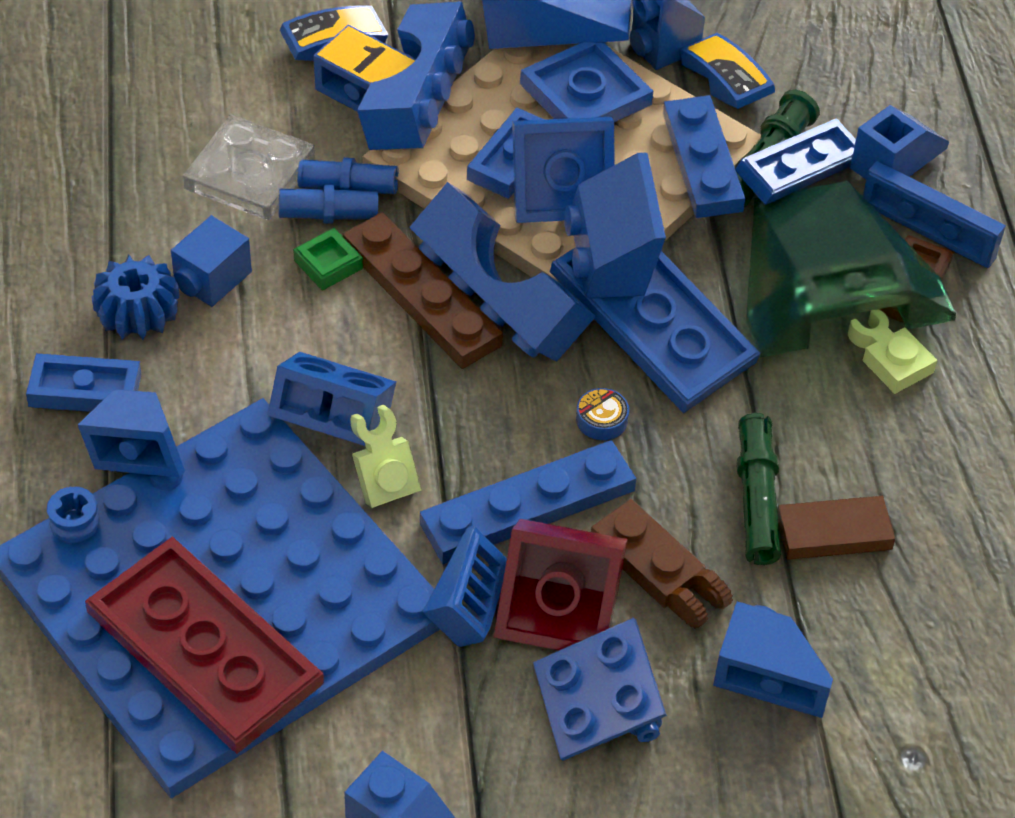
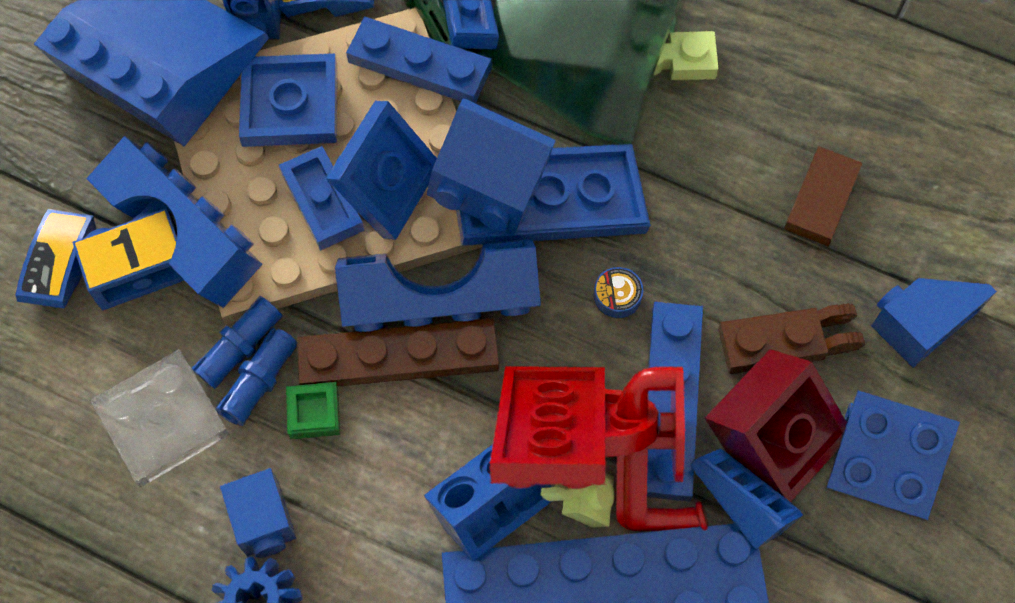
camera: 55 degrees left, 15 degrees up
(473, 438) = (564, 423): none -> red plate
(758, 469) = (768, 228): dark green pin -> none

